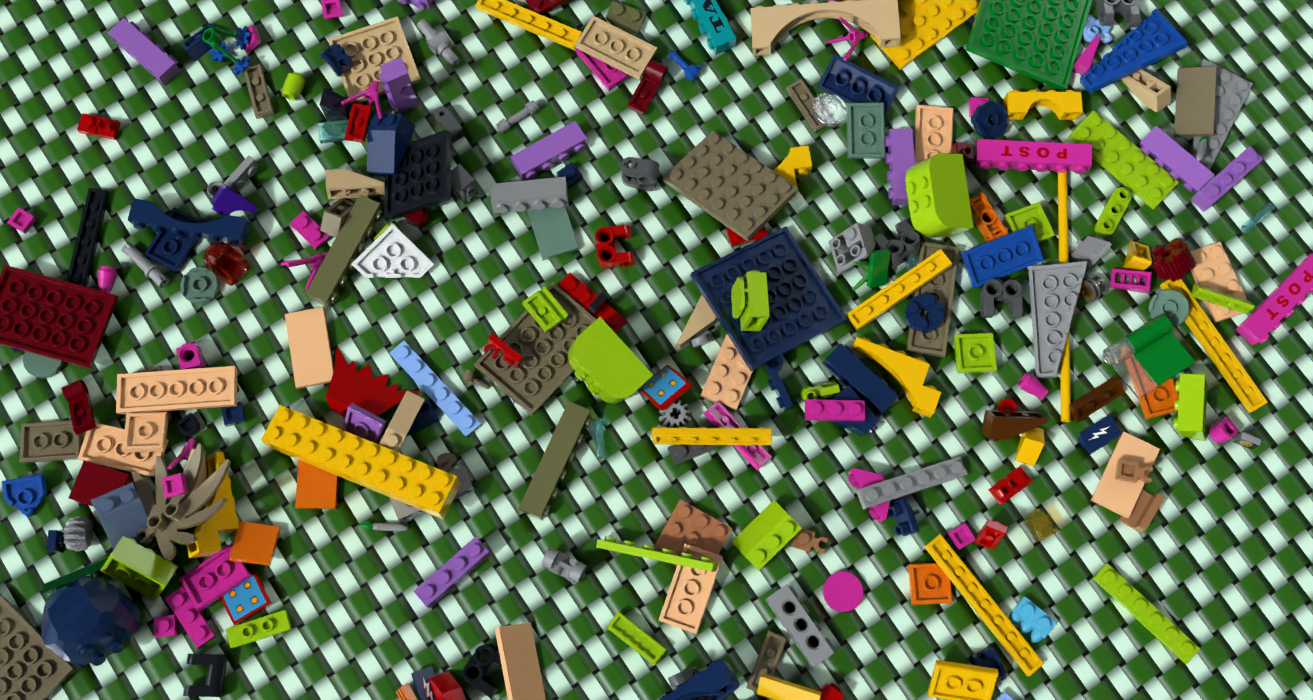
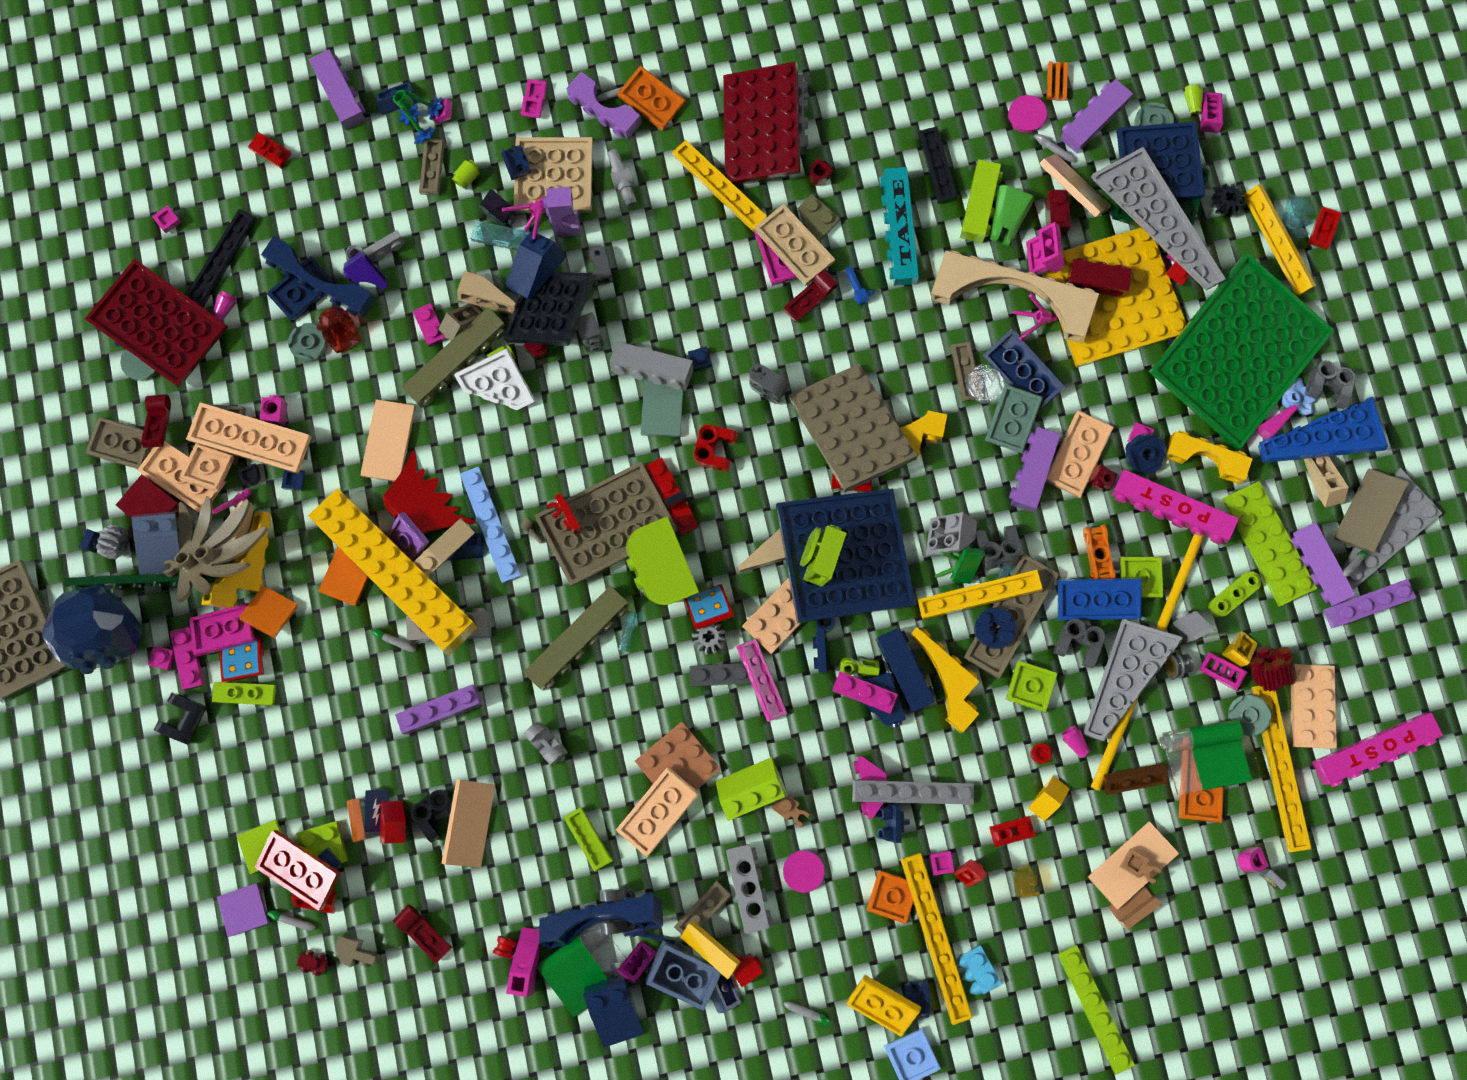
camera: 30 degrees right, 5 degrees up
(25, 493) = (80, 484): blue plate -> none
(139, 568) = (154, 595): lime slope -> none
(150, 270) = (267, 311): light grey pin -> none
(174, 485) = (212, 530): dark pink plate -> none
(314, 262) = (423, 358): dark pink plant -> none
(358, 123) = (513, 234): red plate -> none
(446, 461) = (474, 600): dark tan piece -> none
(530, 108) = (687, 276): light grey bar -> none
(545, 309) = (622, 487): lime plate -> none
(549, 151) = (688, 327): medium lavender brick -> none
(664, 555) = (642, 771): lime plate -> none
(701, 340) = (762, 573): light grey tile -> none
(712, 436) = (735, 673): yellow plate -> none
(939, 196) = (1057, 515): lime brick -> none
(1008, 424) = (1035, 770): reddish brown slope -> none
(1099, 434) = (1123, 815): dark blue slope -> none
(1191, 406) = (1229, 823): lime slope -> none
(1221, 299) = (1308, 725): lime slope -> none
(1258, 217) = (1385, 655): clear light blue piece -> none

